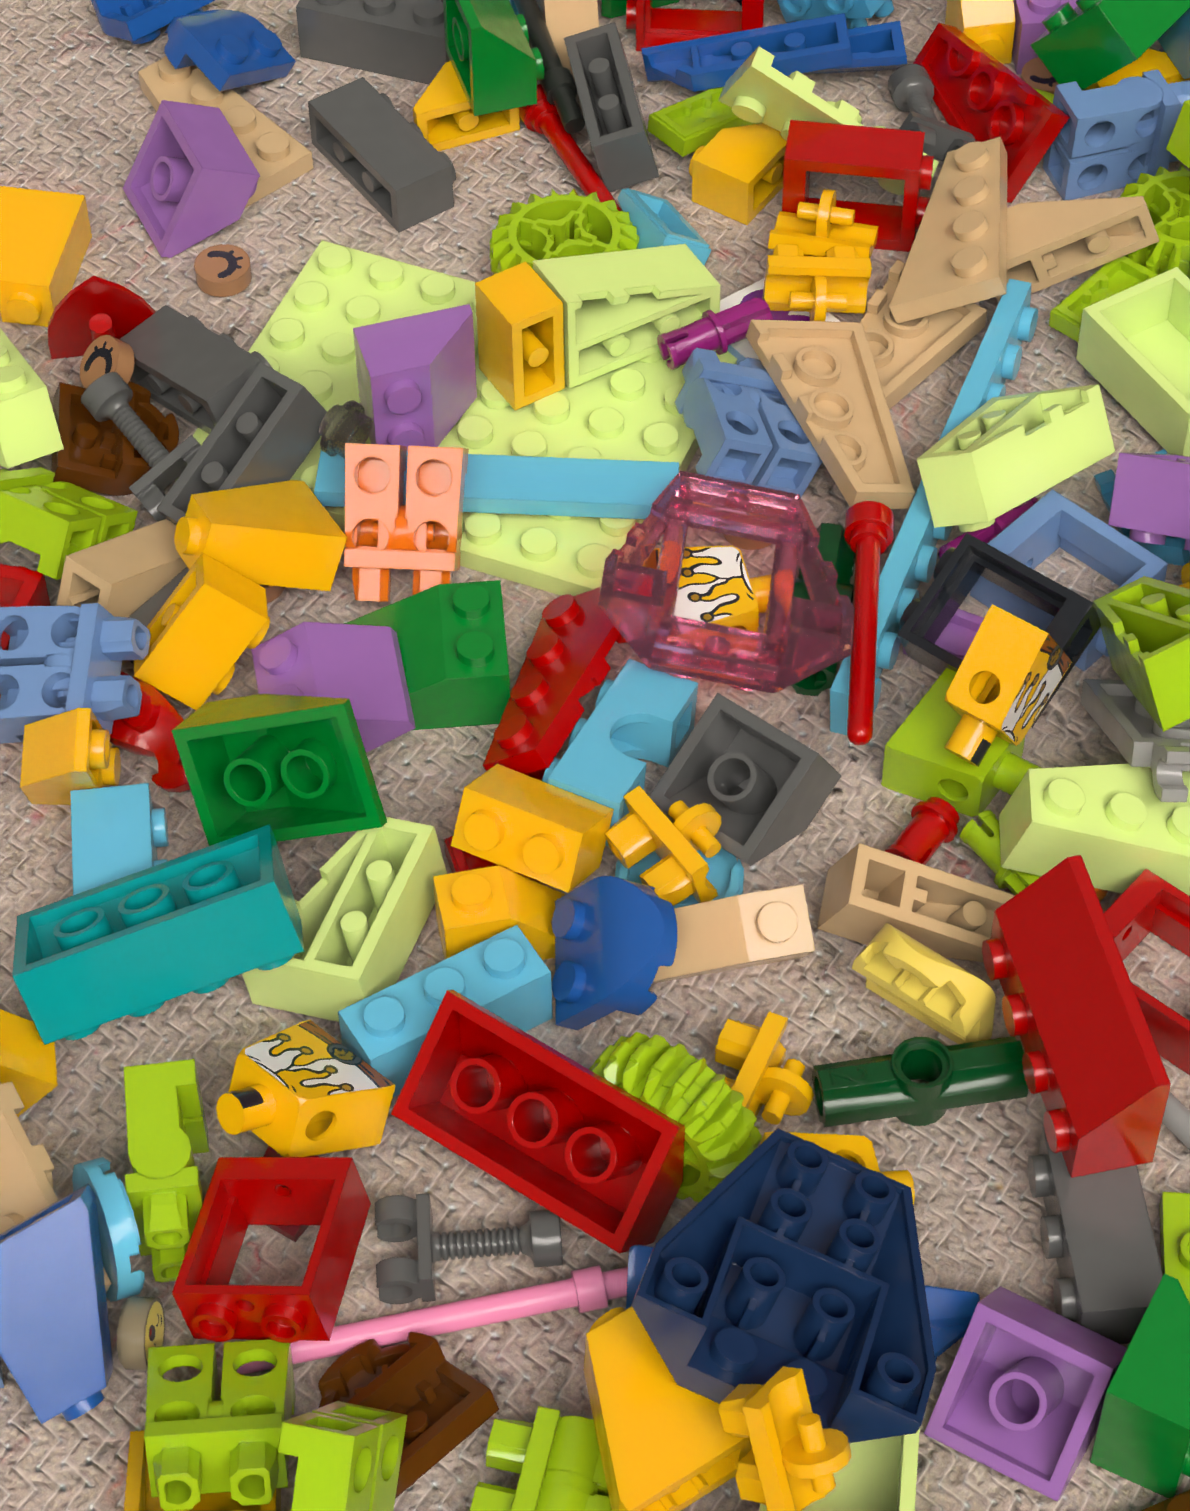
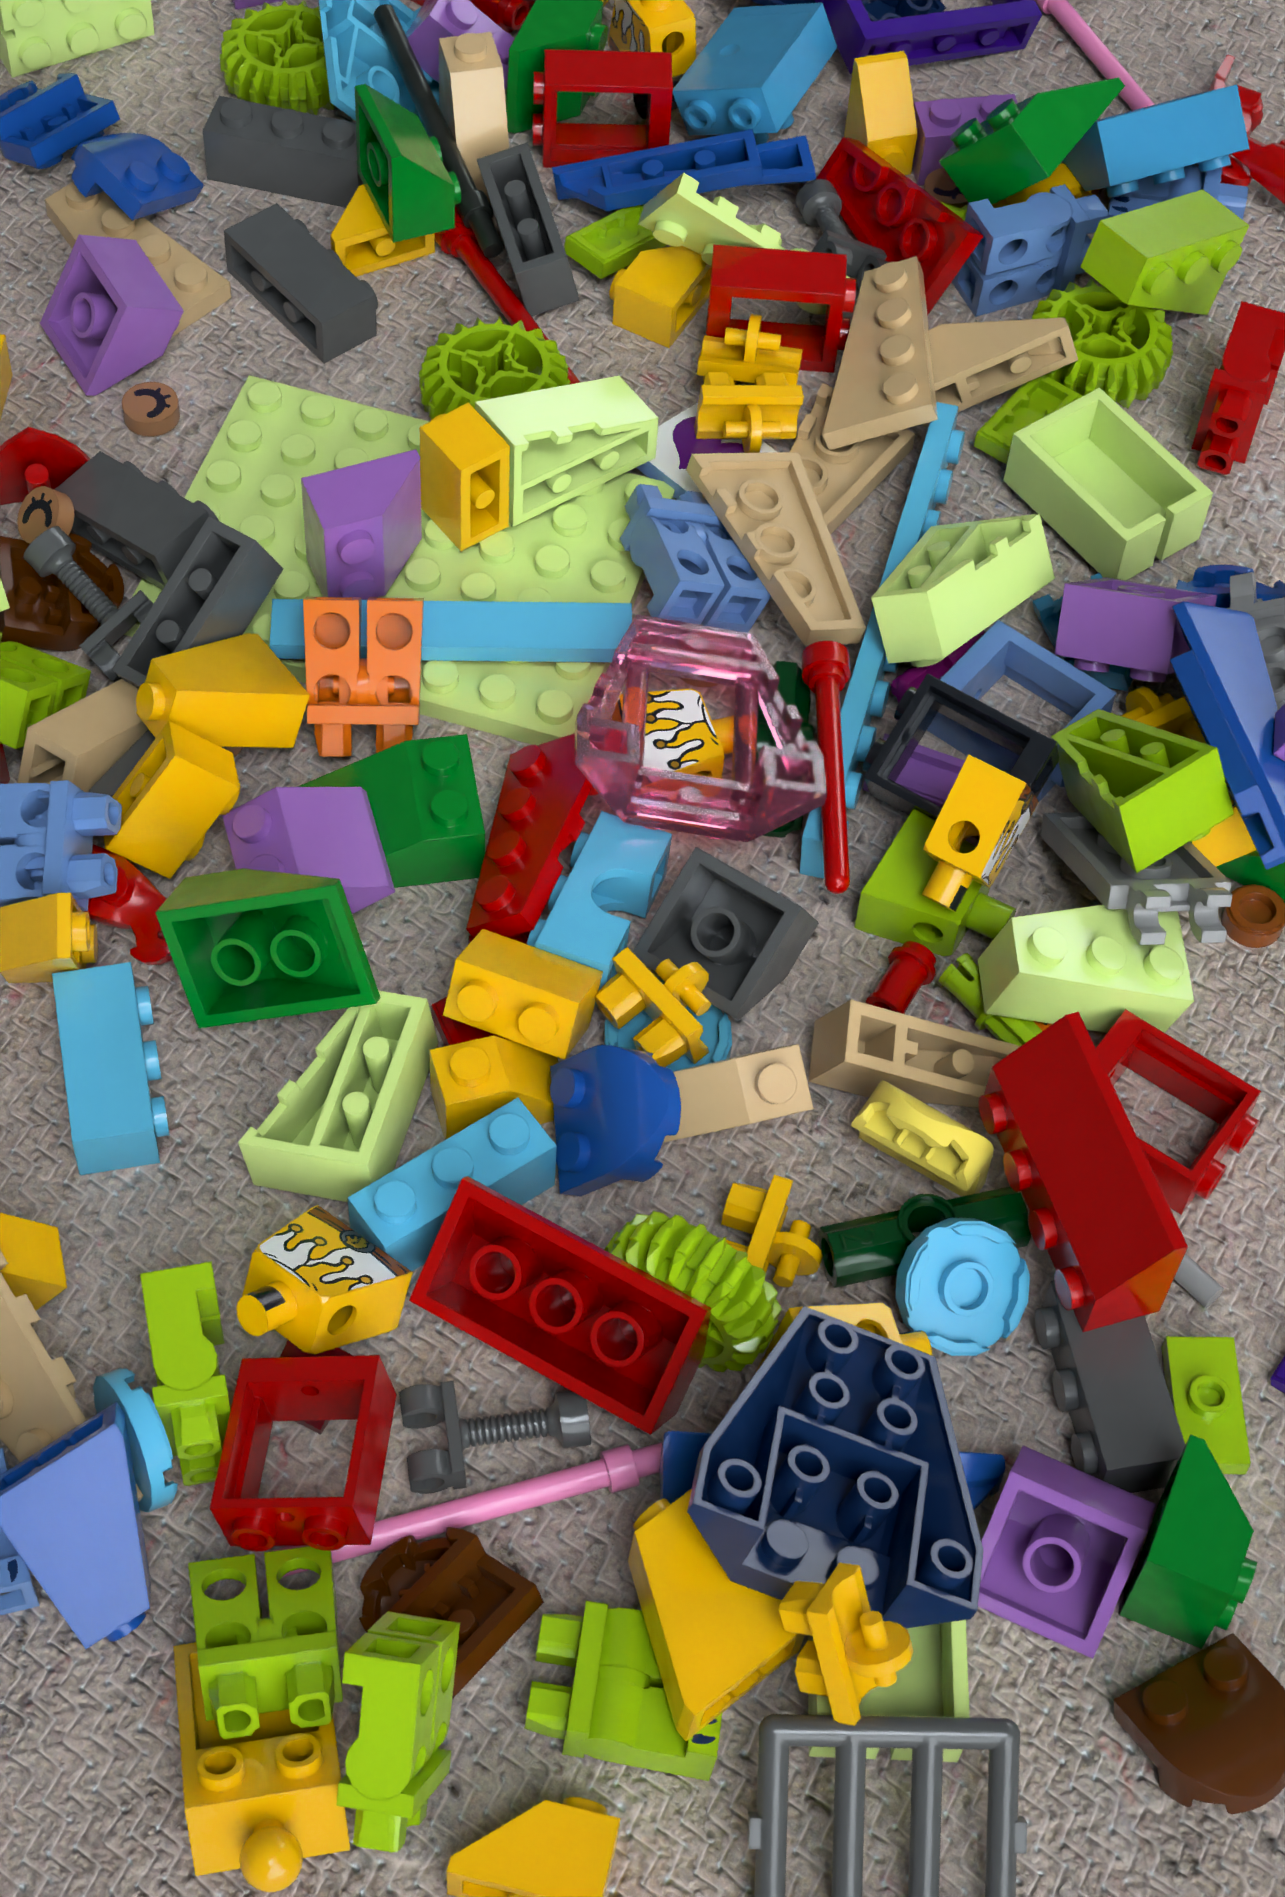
camera: 10 degrees left, 5 degrees up
(139, 1328) = (175, 1543): dark tan tile -> none
(156, 936) = (157, 1129): teal slope -> none
(342, 426) = (296, 580): clear smoke plate -> none
(661, 223) = (587, 352): medium azure slope -> none
(711, 332) = (652, 465): magenta axle -> none
(953, 1129) = (962, 1286): none -> medium azure tile

